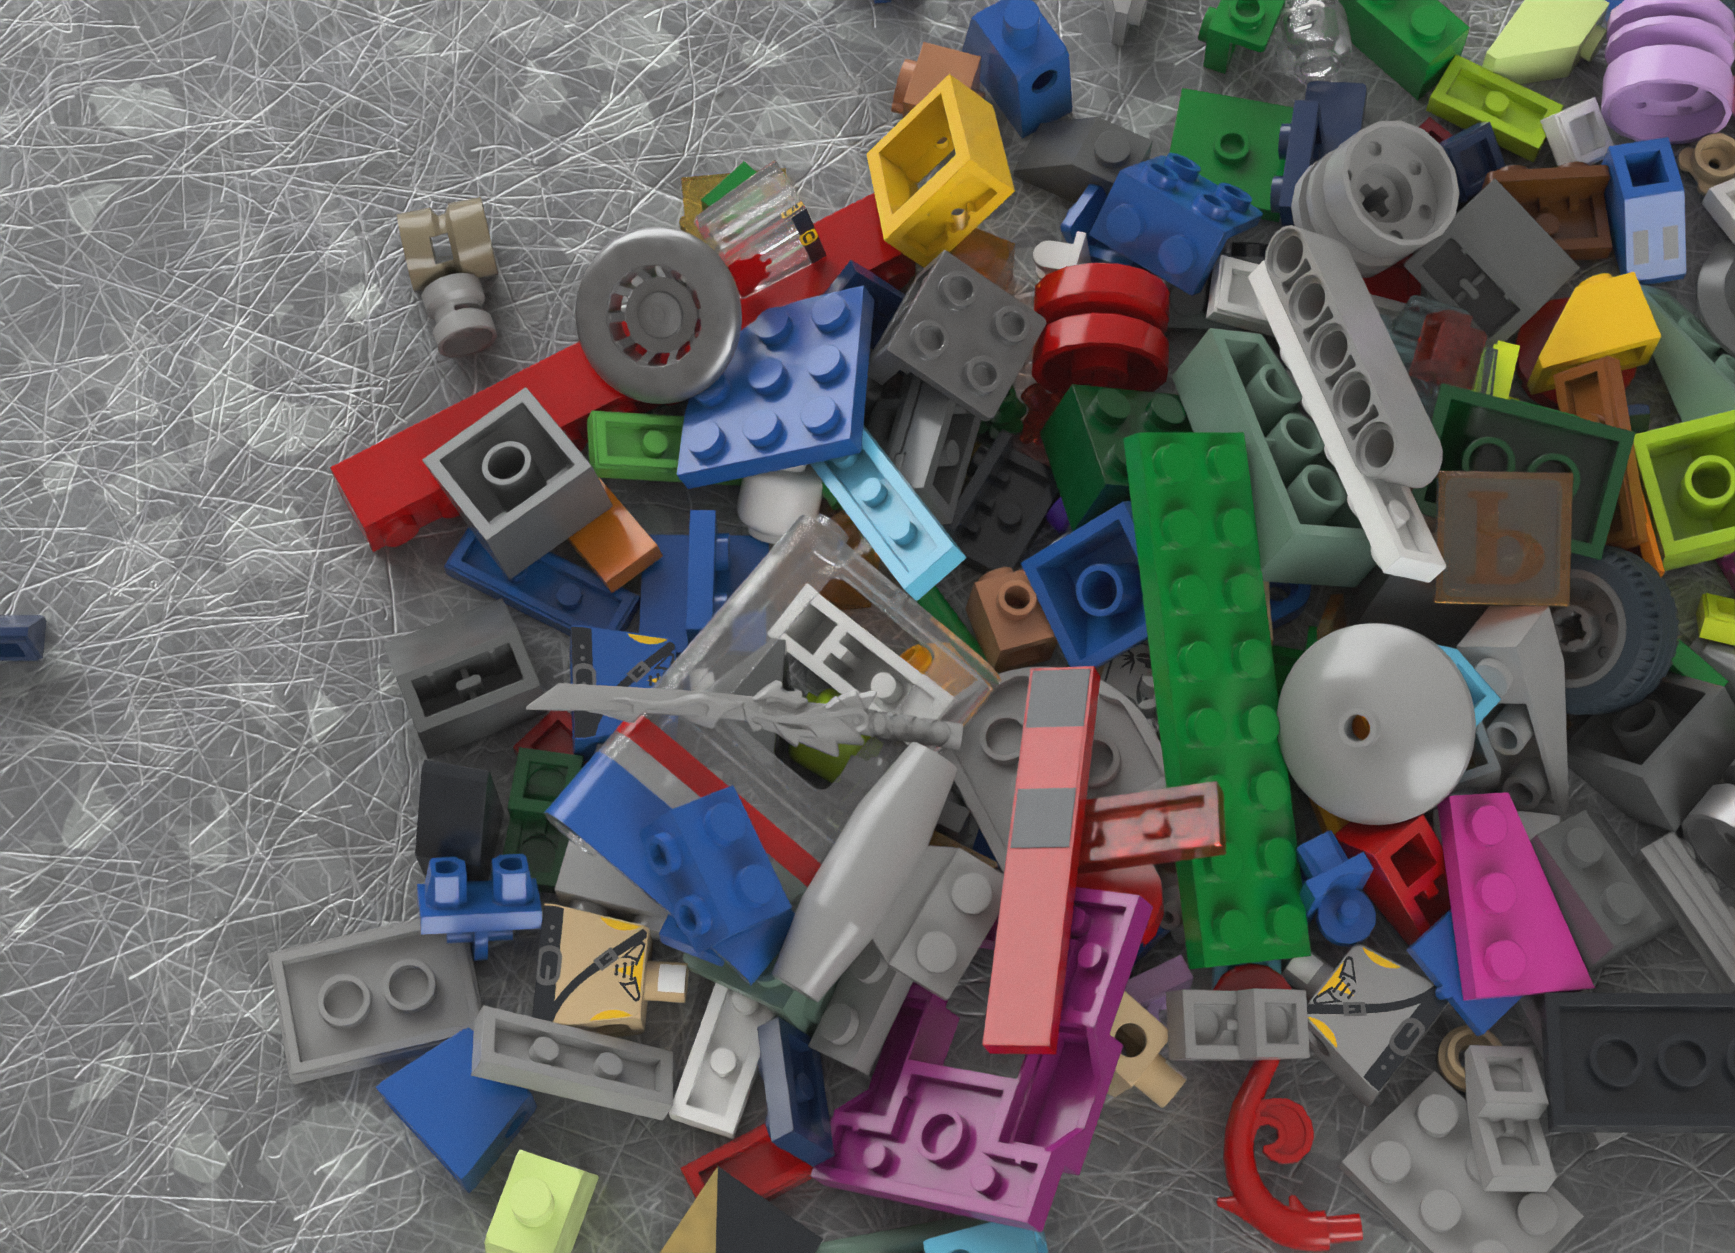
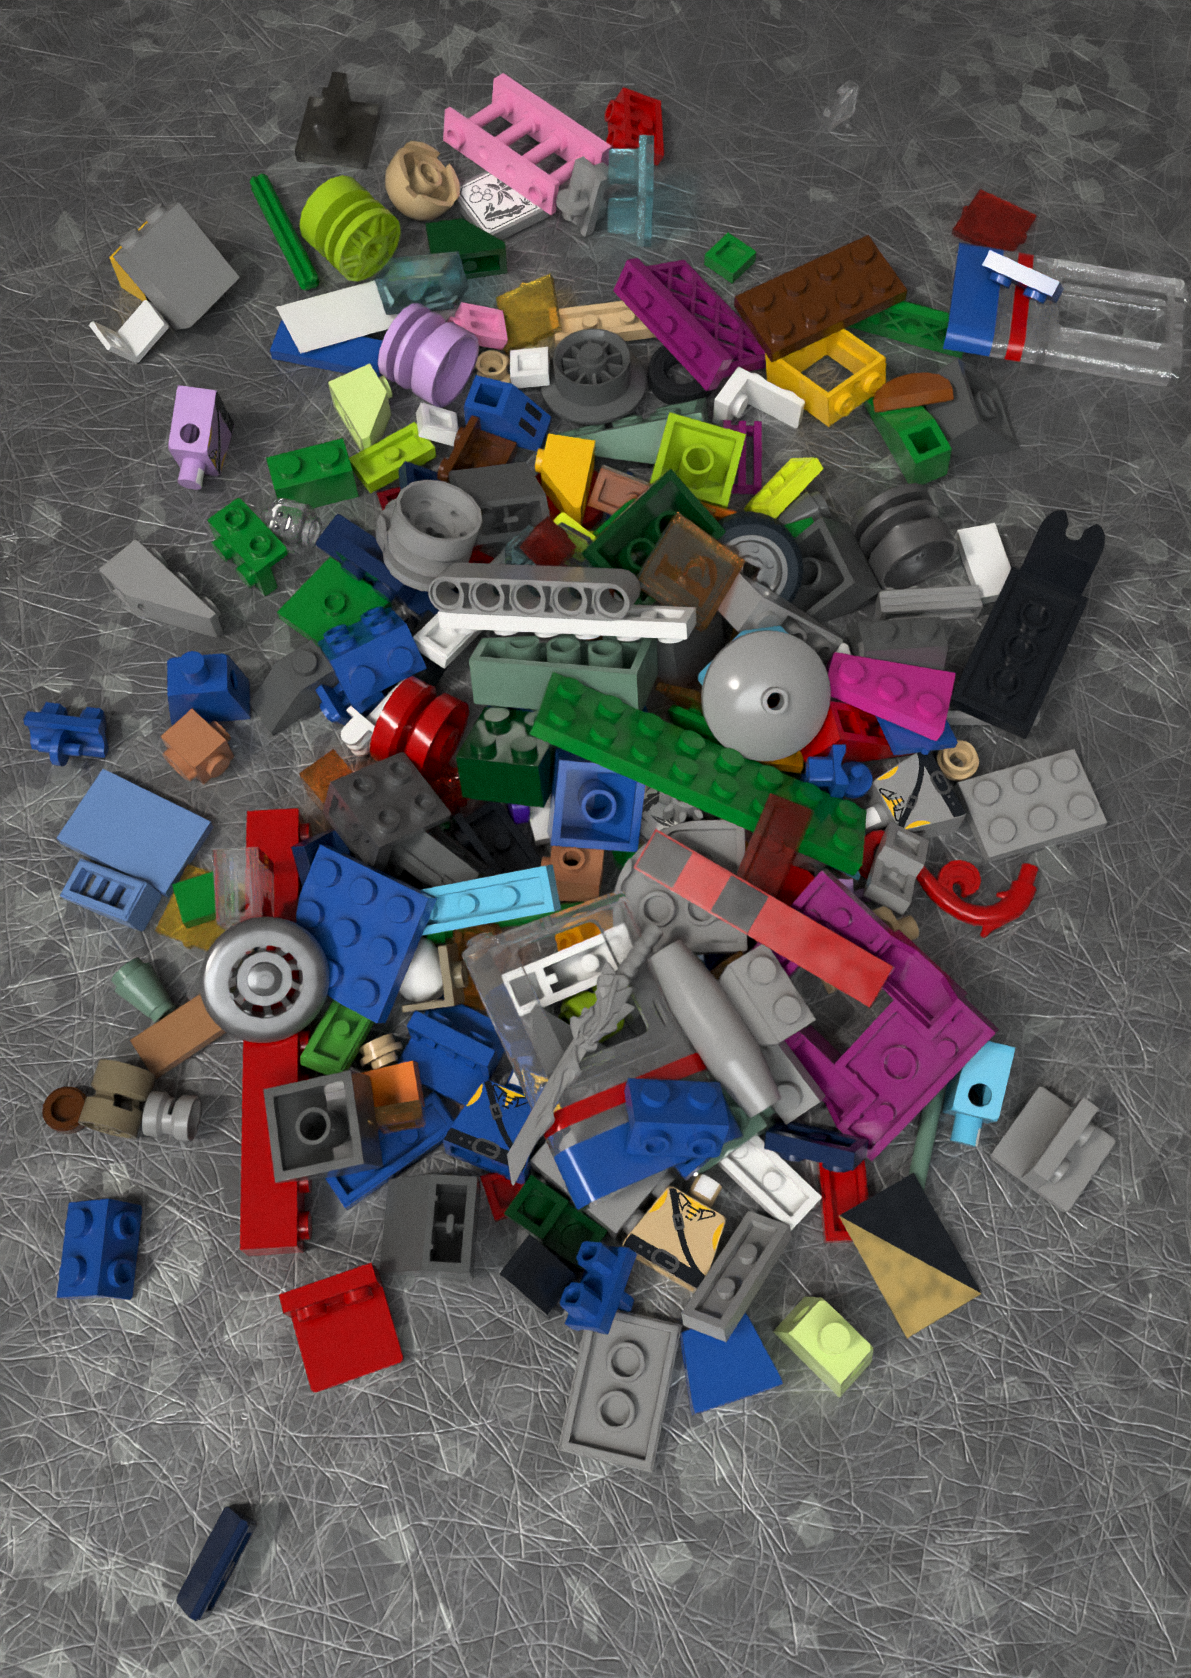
camera: 65 degrees left, 0 degrees up
(267, 325) = (99, 1250): none -> blue bracket
(301, 634) = (343, 1327): none -> red bracket
(410, 193) = (63, 1110): none -> reddish brown tile
(547, 266) = (176, 1037): none -> medium nougat tile
(579, 566) = (400, 1116): none -> clear orange tile
(597, 203) = (143, 989): none -> sand green cone
(654, 507) = (380, 1052): none -> tan plate
(704, 139) = (133, 908): none -> medium blue slope
(767, 534) = (454, 979): none -> dark tan bracket
(794, 88) = (135, 832): none -> medium blue tile
(974, 179) = (291, 745): yellow window -> none
(1504, 1115) = (997, 754): light grey slope -> none

